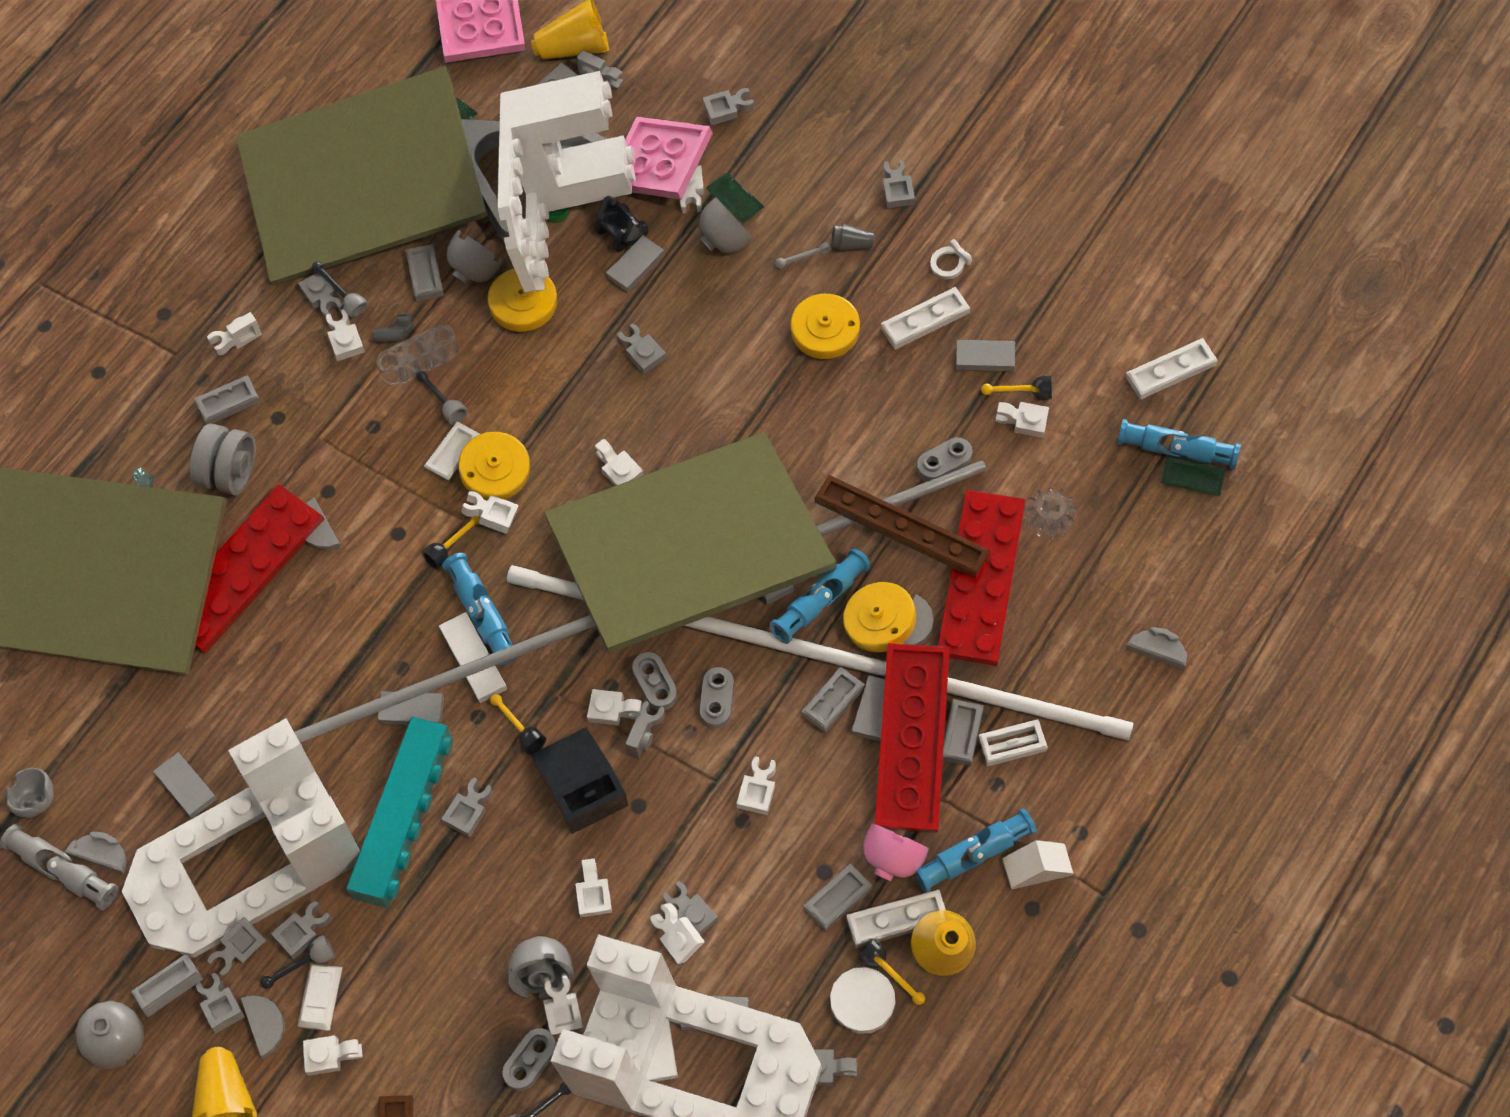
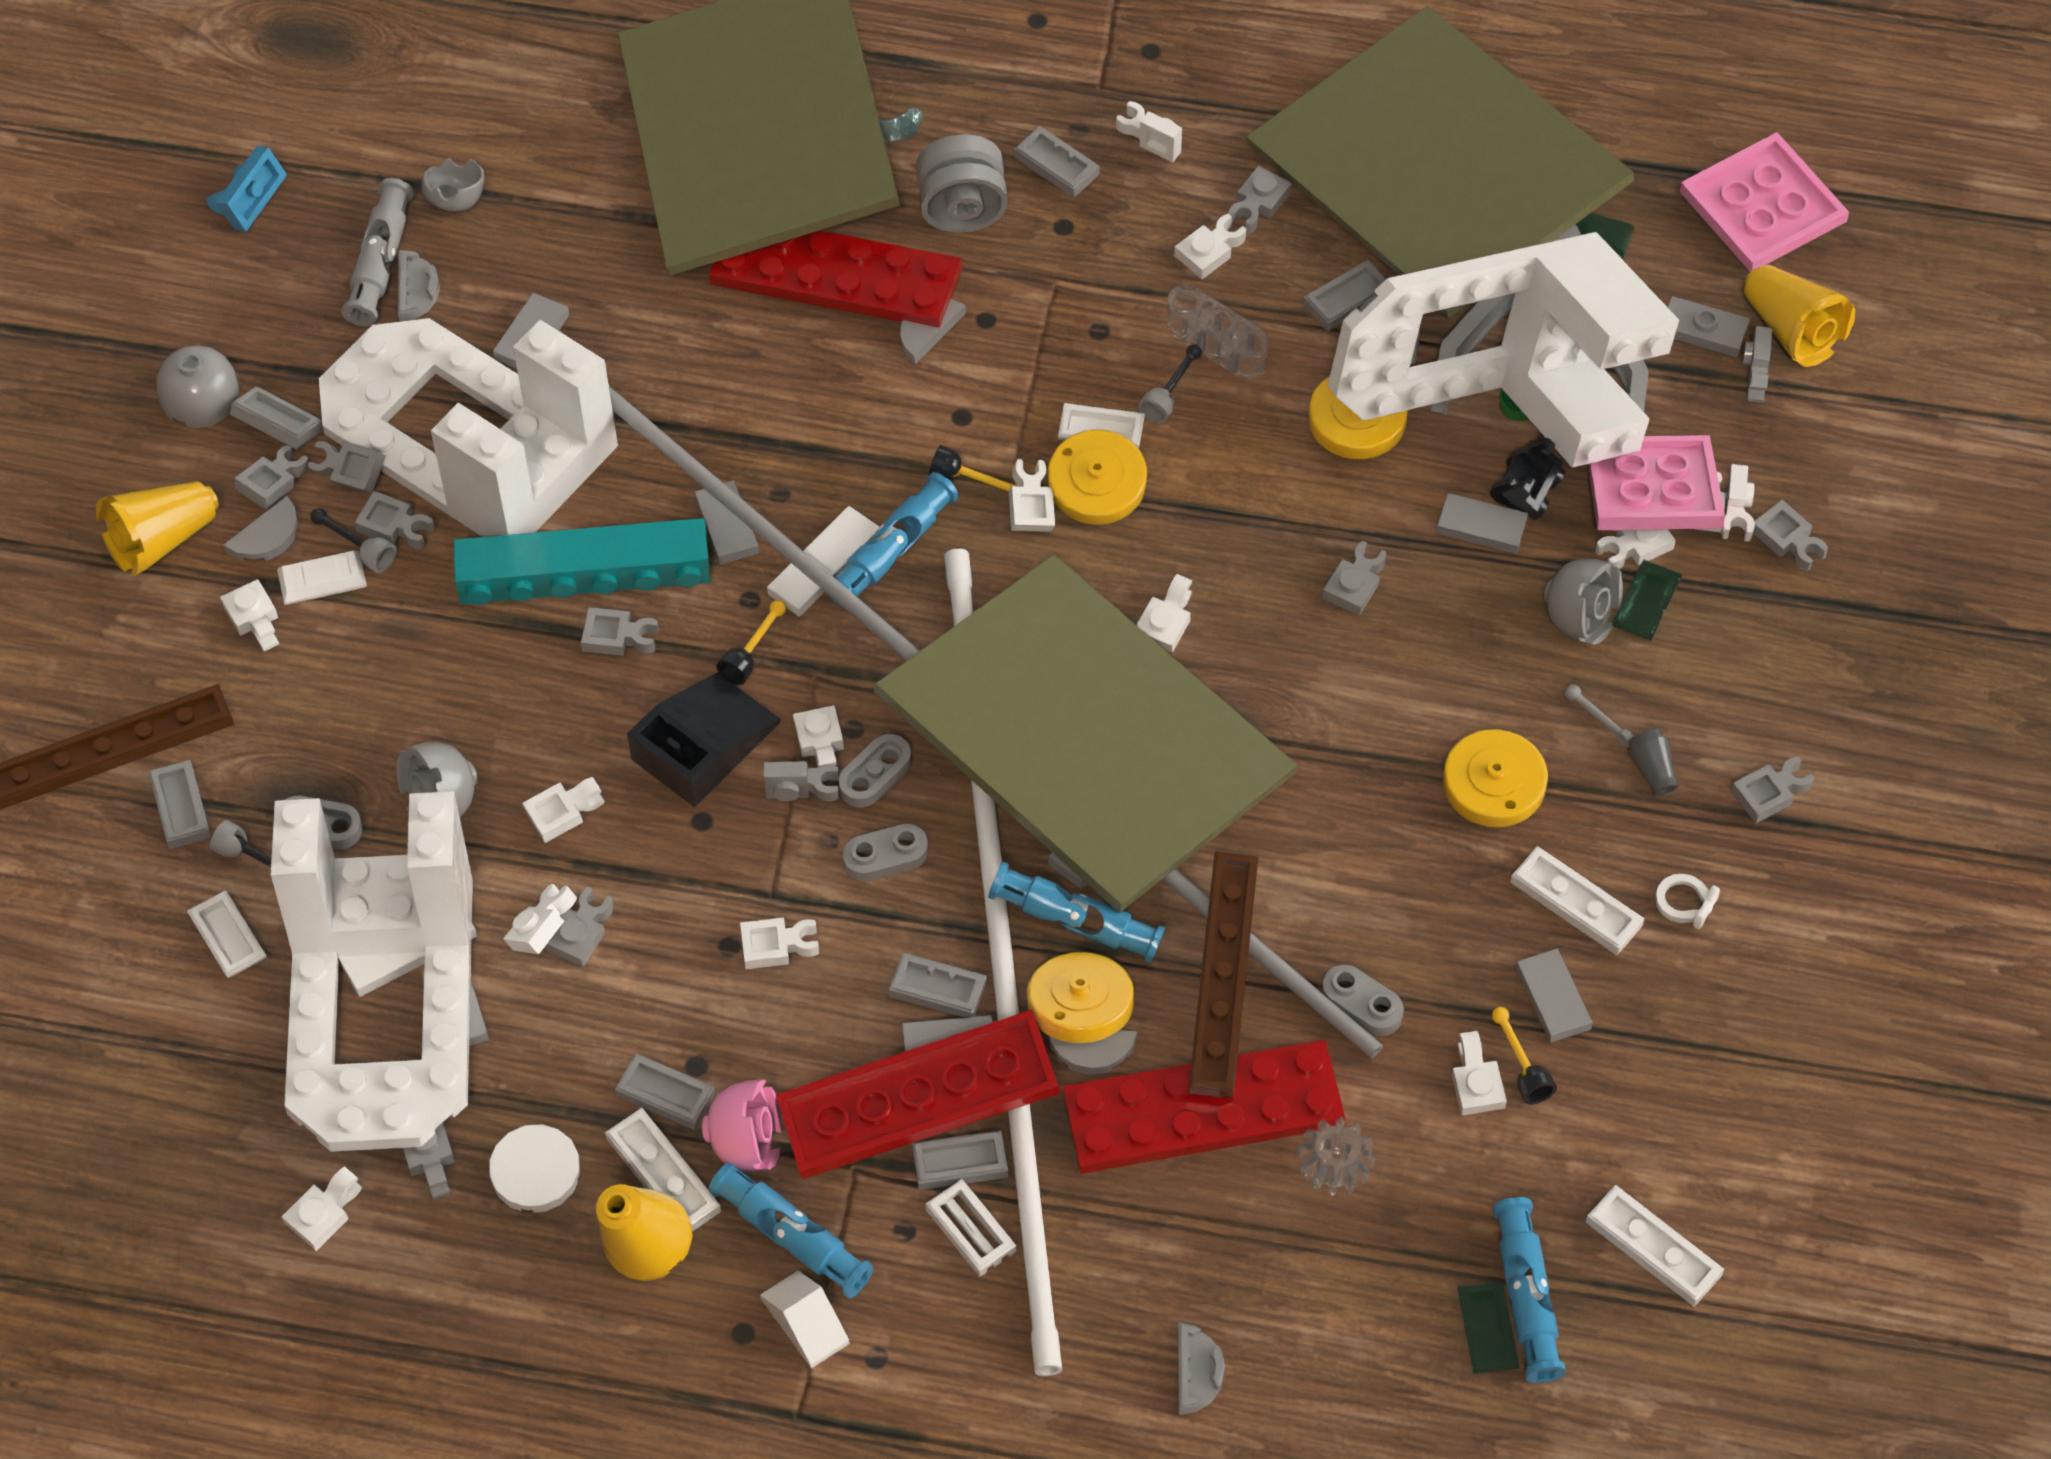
camera: 65 degrees right, 5 degrees down
(353, 303) = (1258, 233): hinge -> none
(397, 332) = (1242, 300): dark grey arm -> none
(561, 1009) = (388, 829): white plate -> none
(688, 115) = (1738, 495): none -> white plate
(875, 956) = (597, 1159): hinge -> none

